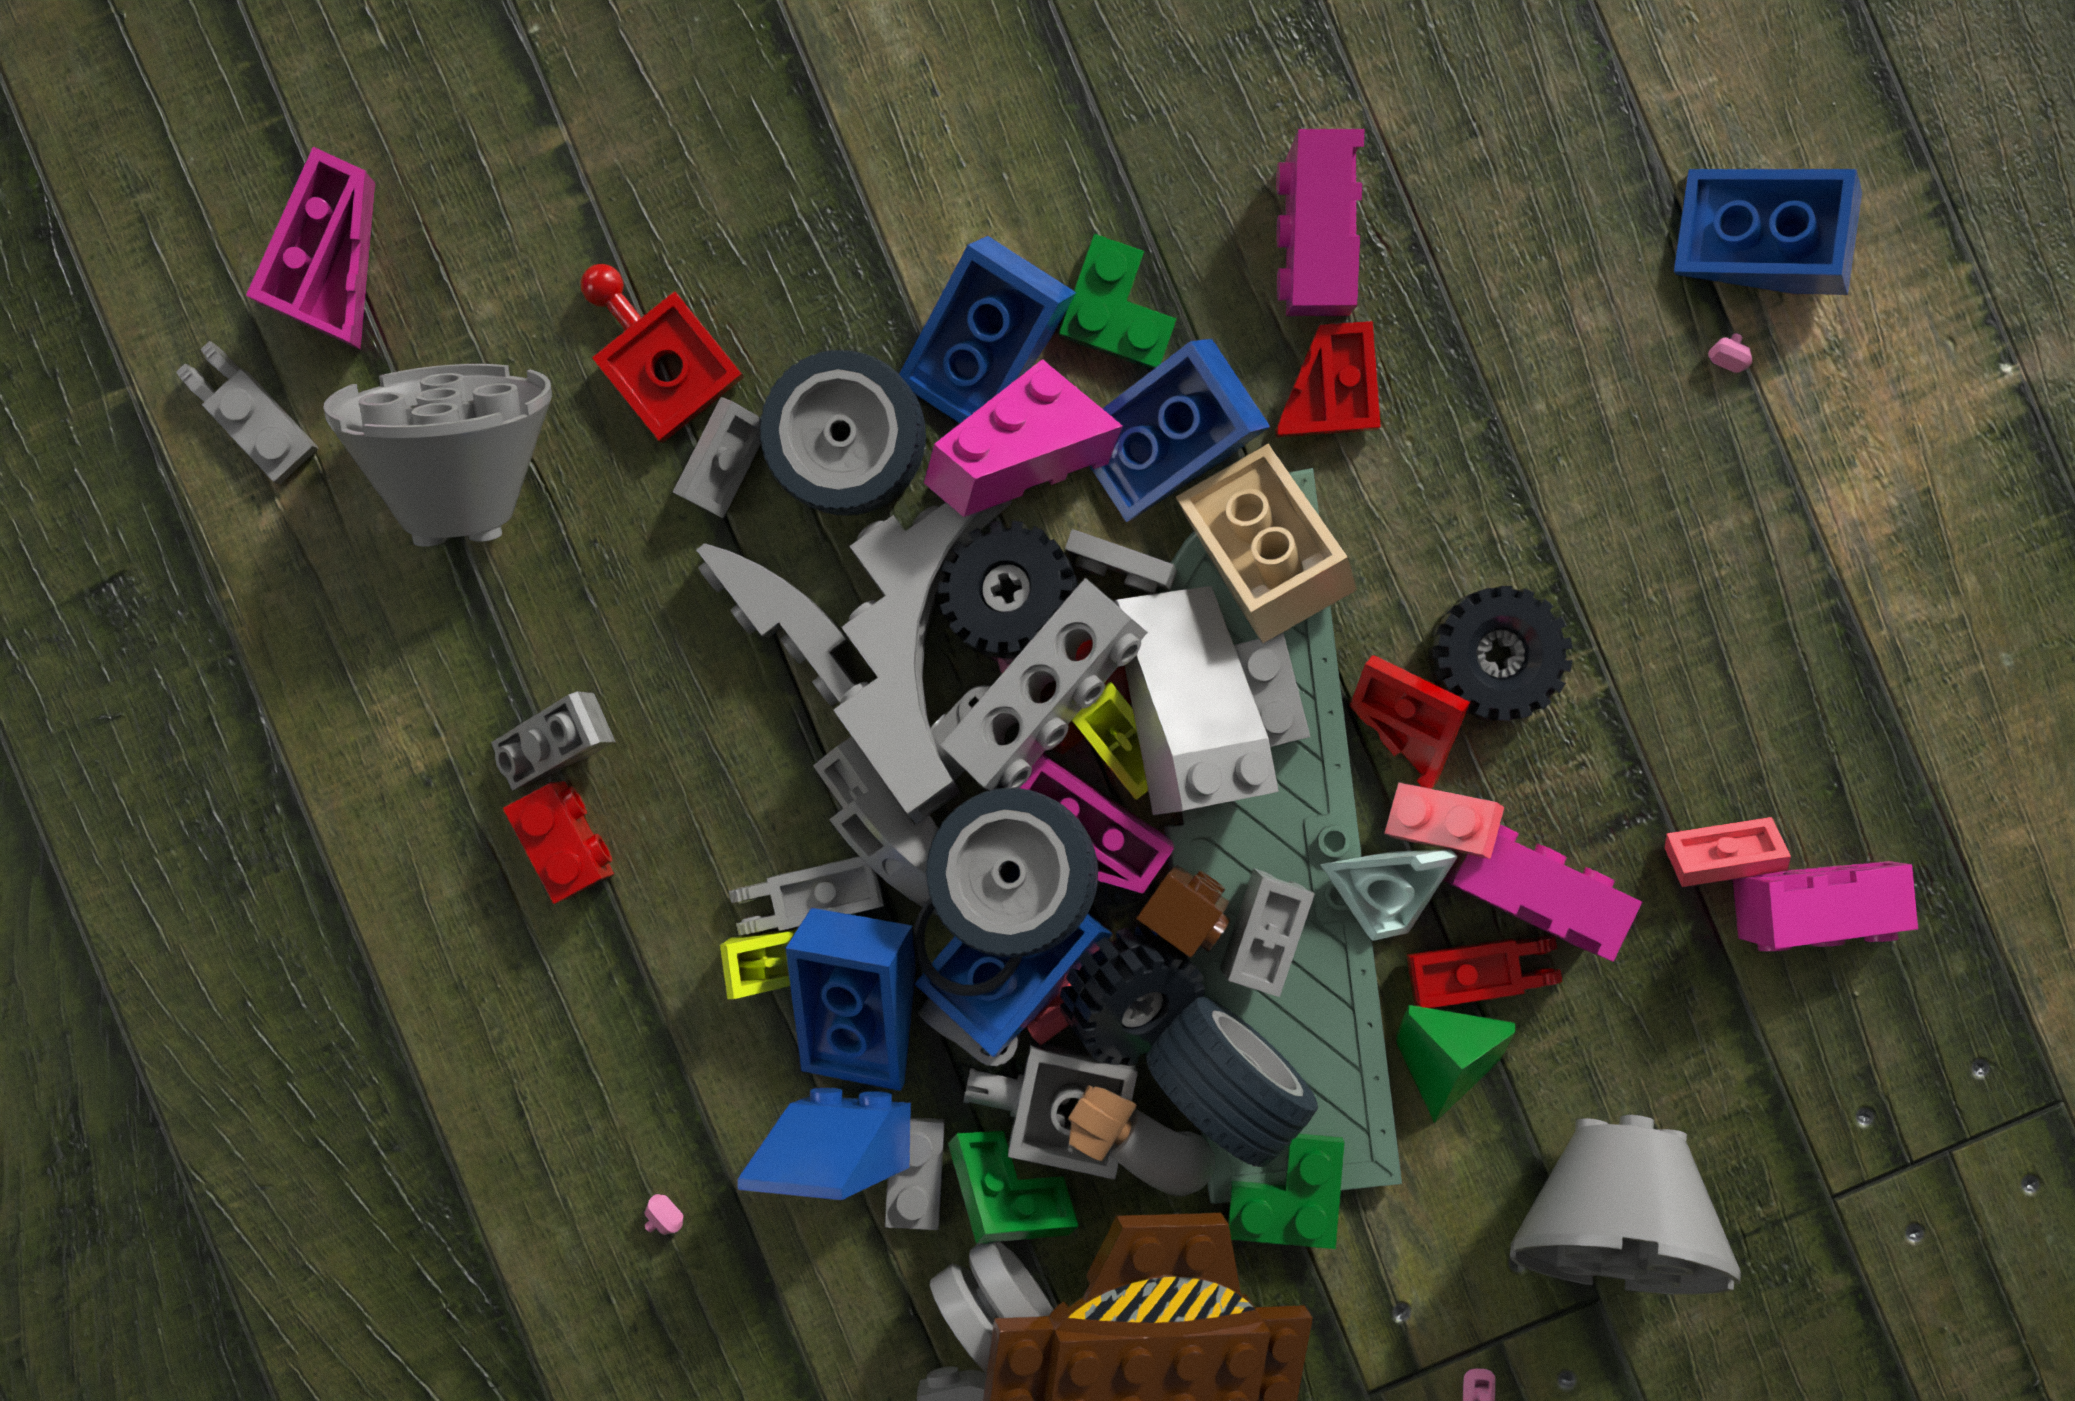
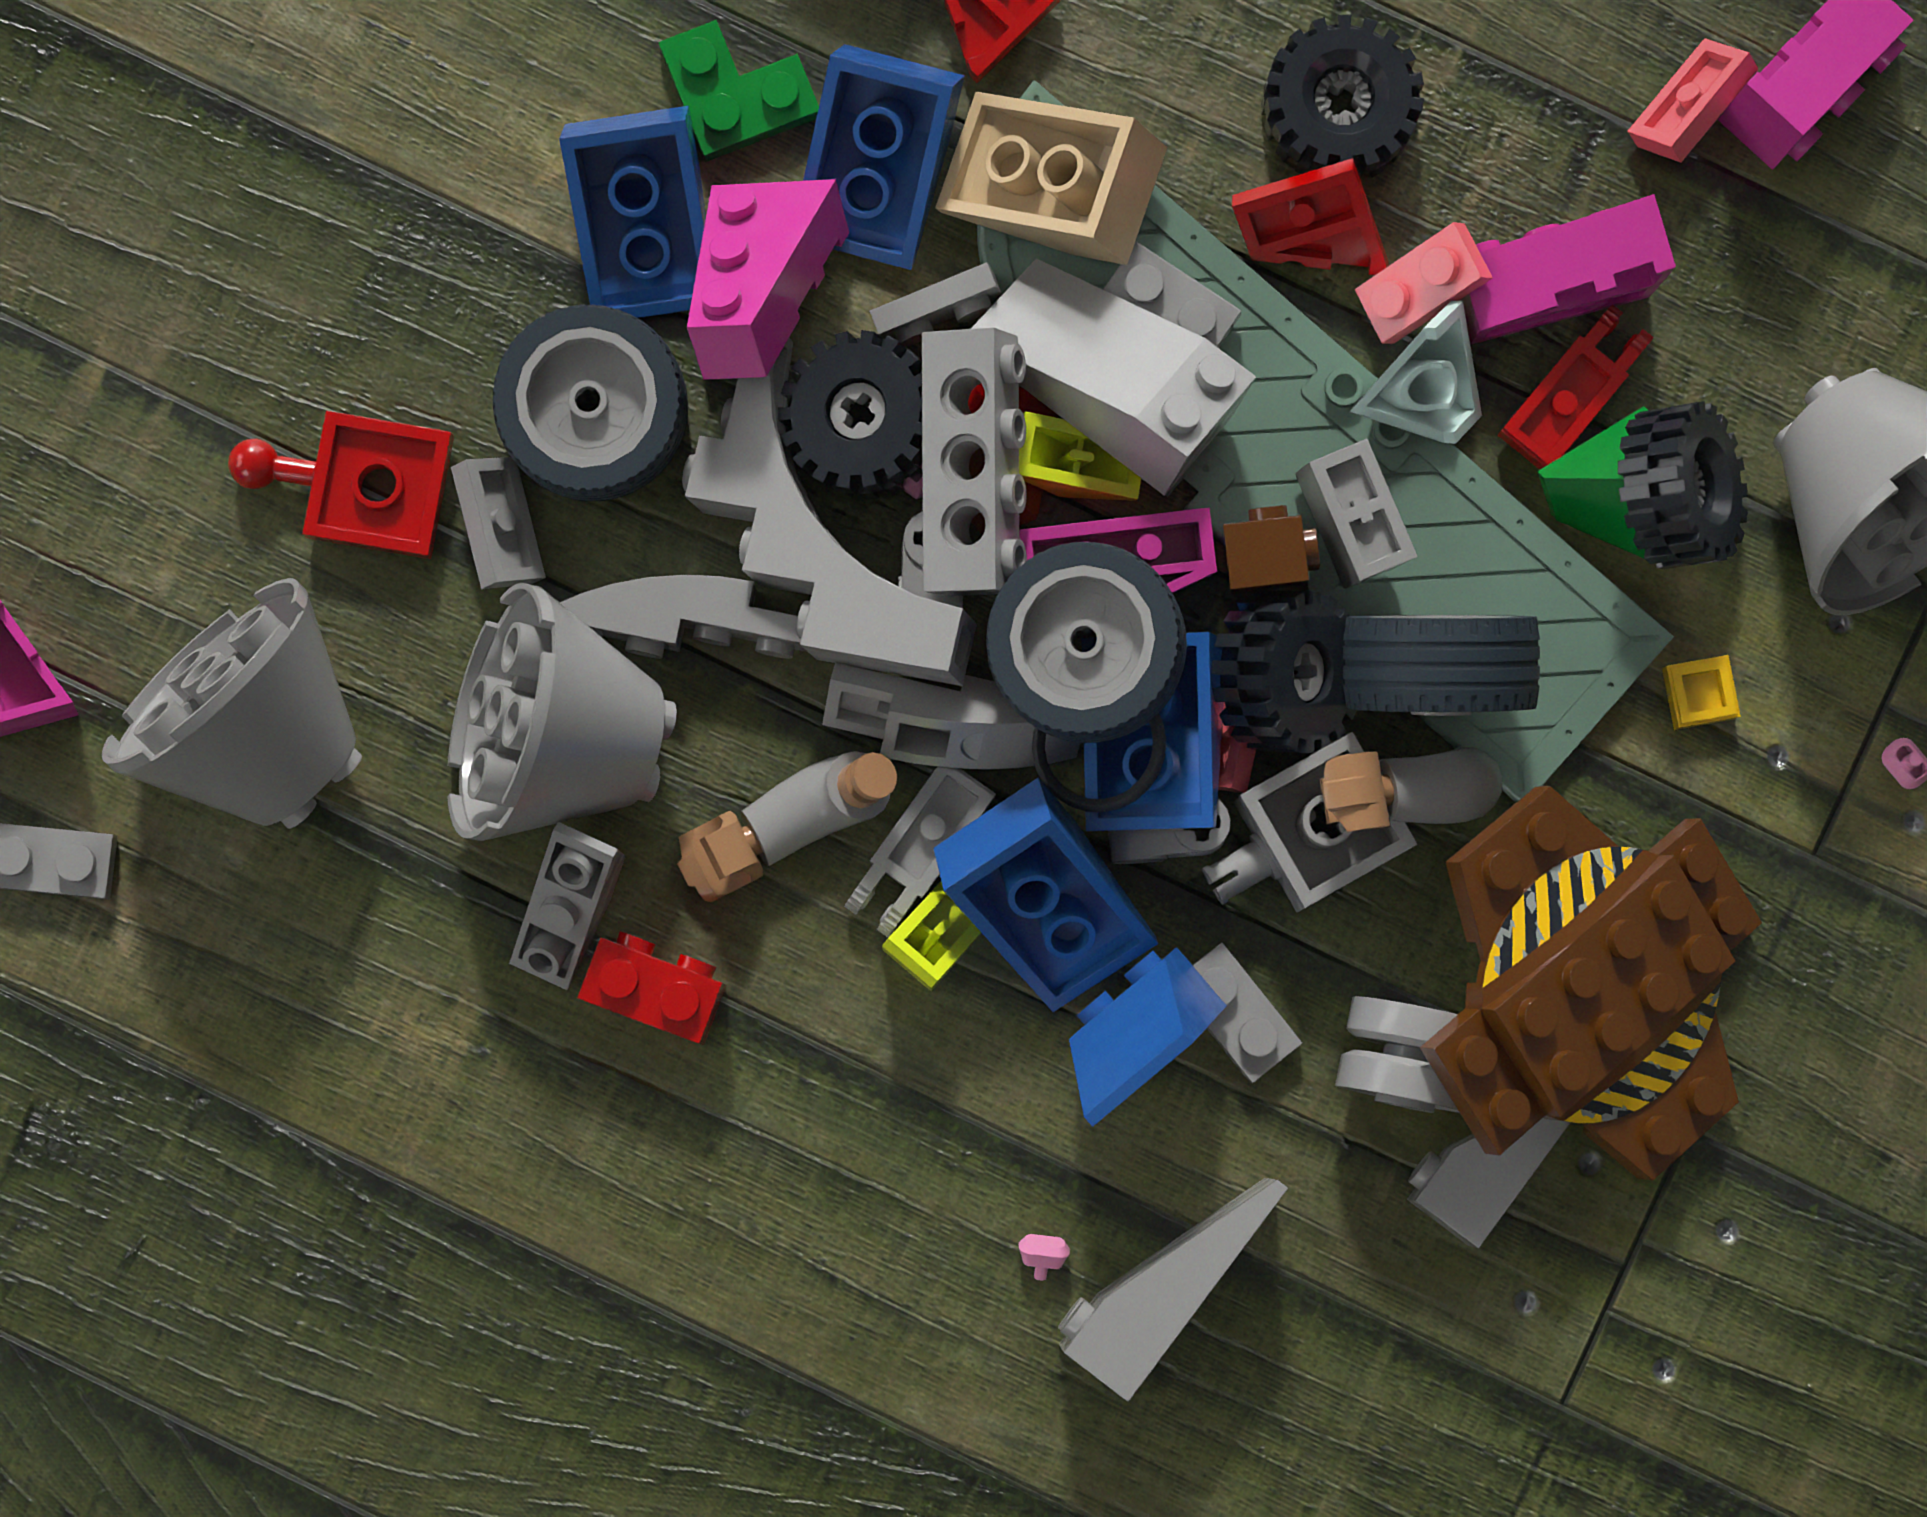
camera: 50 degrees left, 5 degrees down
(634, 622) = (550, 723): none -> light grey cone
(695, 1313) = (1144, 1310): none -> light grey slope
(735, 804) = (791, 815): none -> piece
(1000, 1203) = (1337, 960): green plate -> none
(1302, 1209) = (1607, 725): green plate -> none
(1388, 1231) = (1701, 692): none -> yellow tile
(1492, 1100) = (1683, 485): none -> black bush

